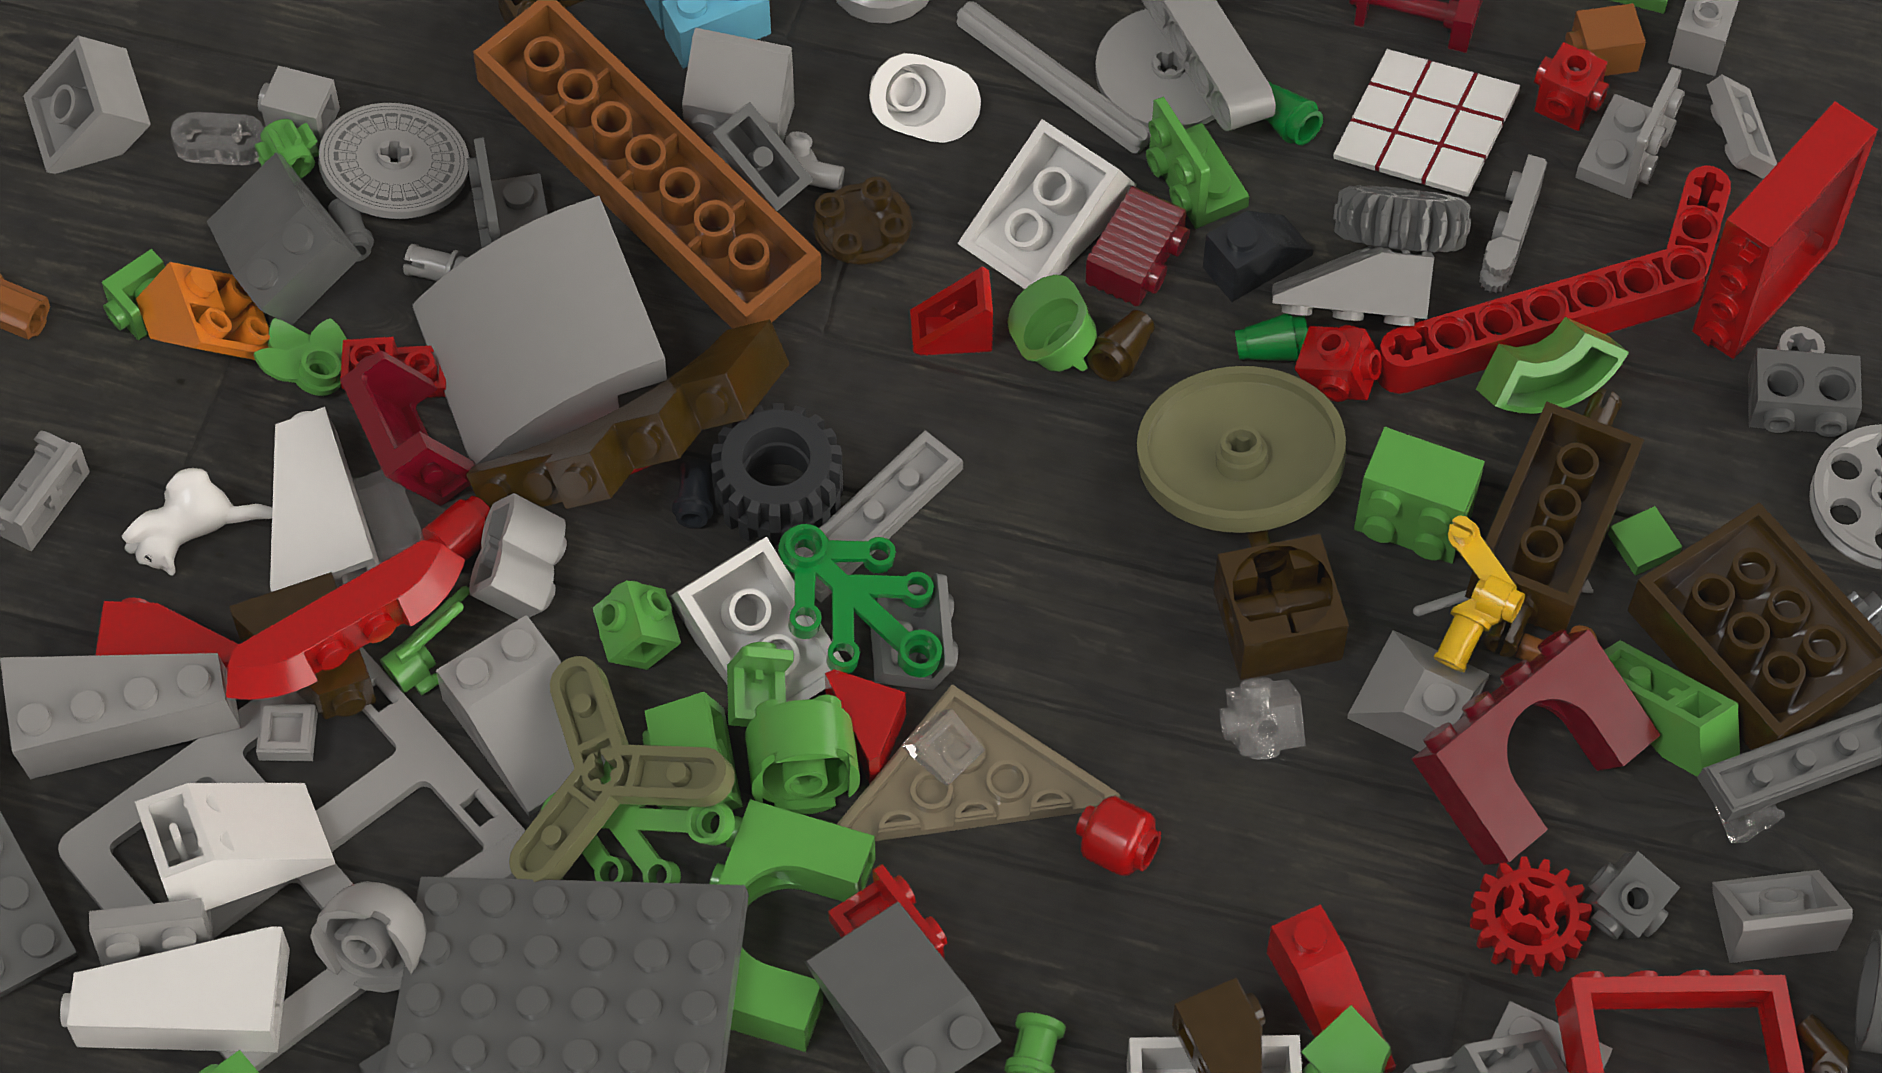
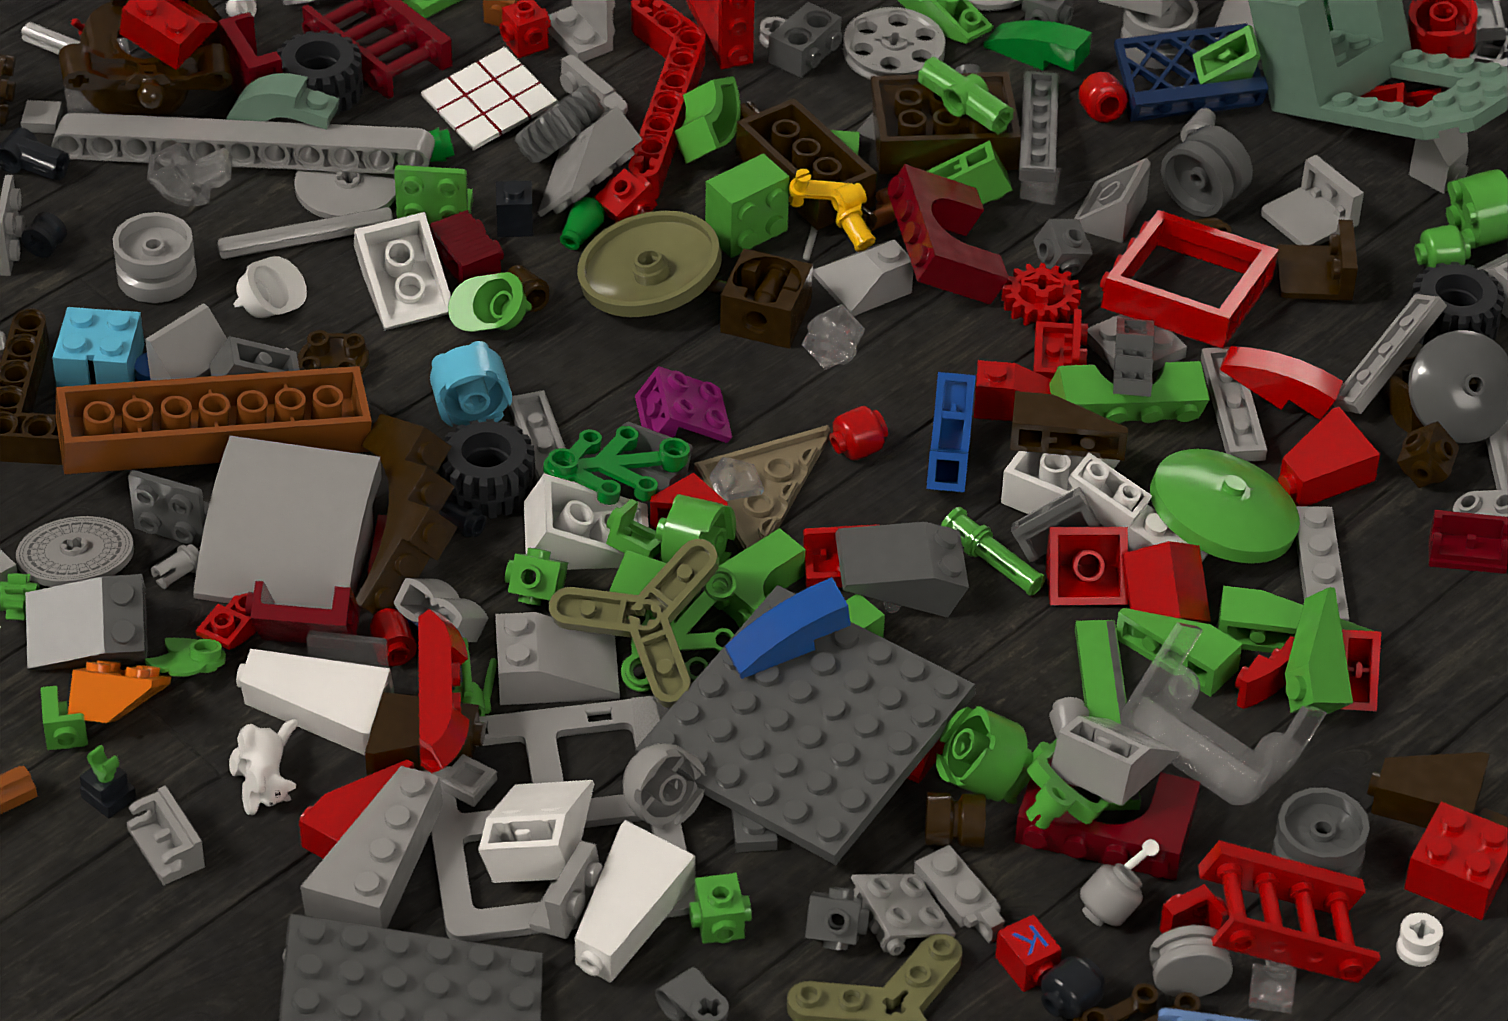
camera: 60 degrees left, 15 degrees down
(73, 391) = (106, 784): none -> black piece
(652, 939) = (789, 629): none -> blue slope
(888, 382) = (470, 384): none -> medium azure brick
(955, 318) = (446, 330): red slope -> none
(1033, 625) = (677, 401): none -> magenta bracket
(1160, 959) = (951, 432): none -> blue arch
(1441, 989) = (1059, 345): none -> red bracket
(1788, 629) = (965, 95): none -> bright green piece

